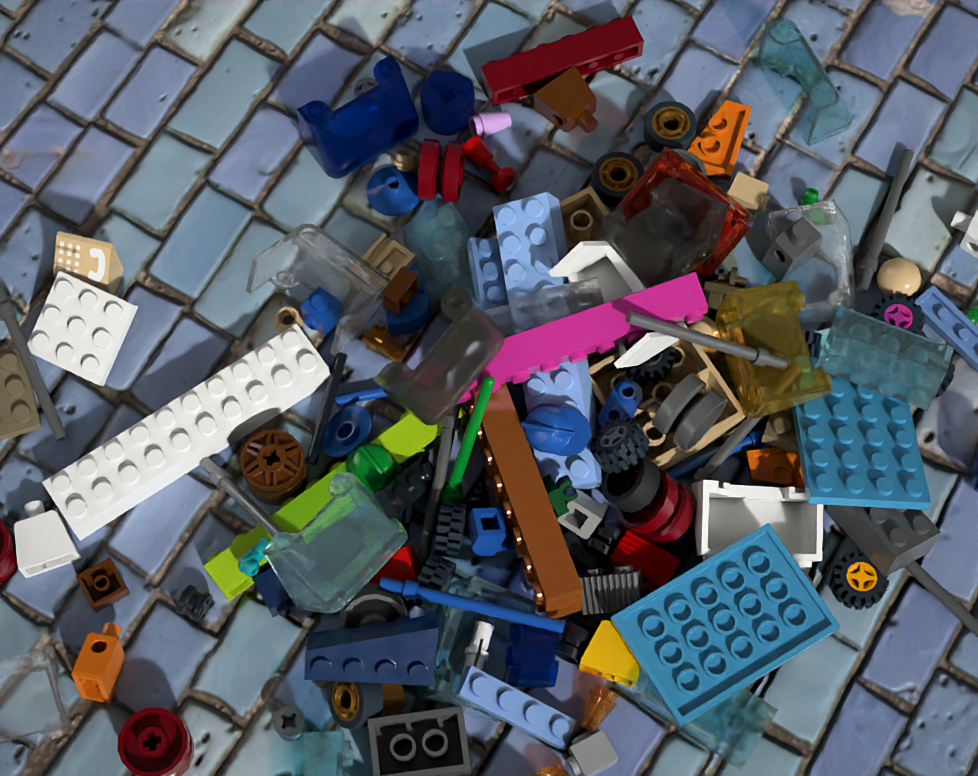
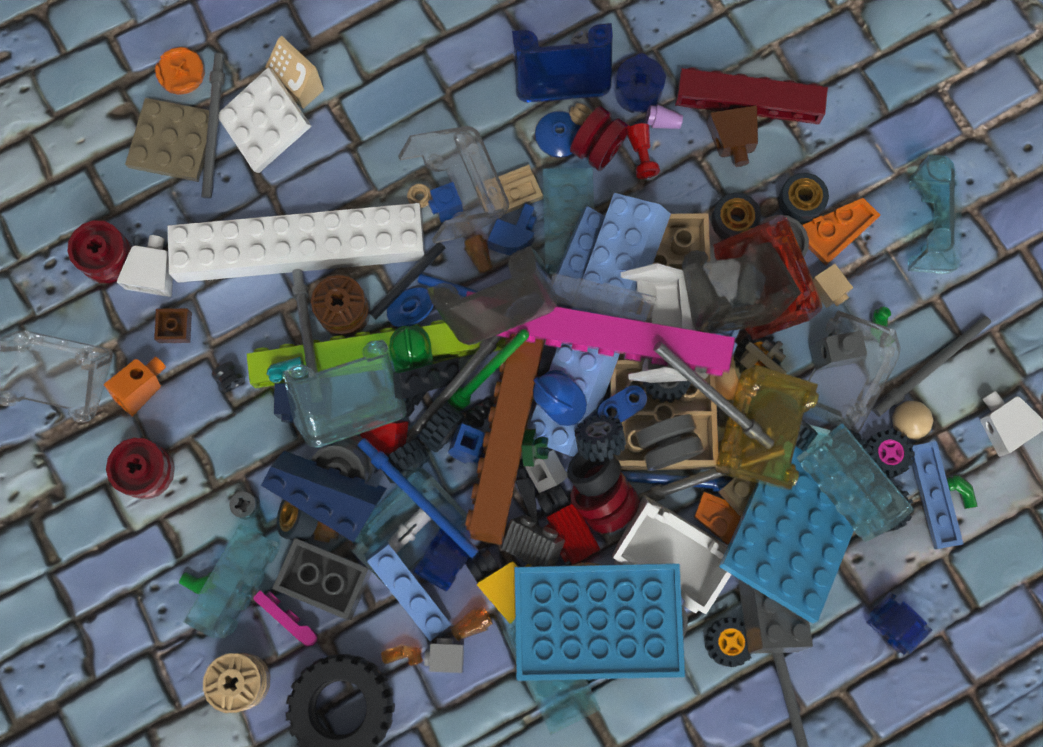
camera: 30 degrees right, 10 degrees up
(400, 292) = (509, 221): reddish brown piece -> none

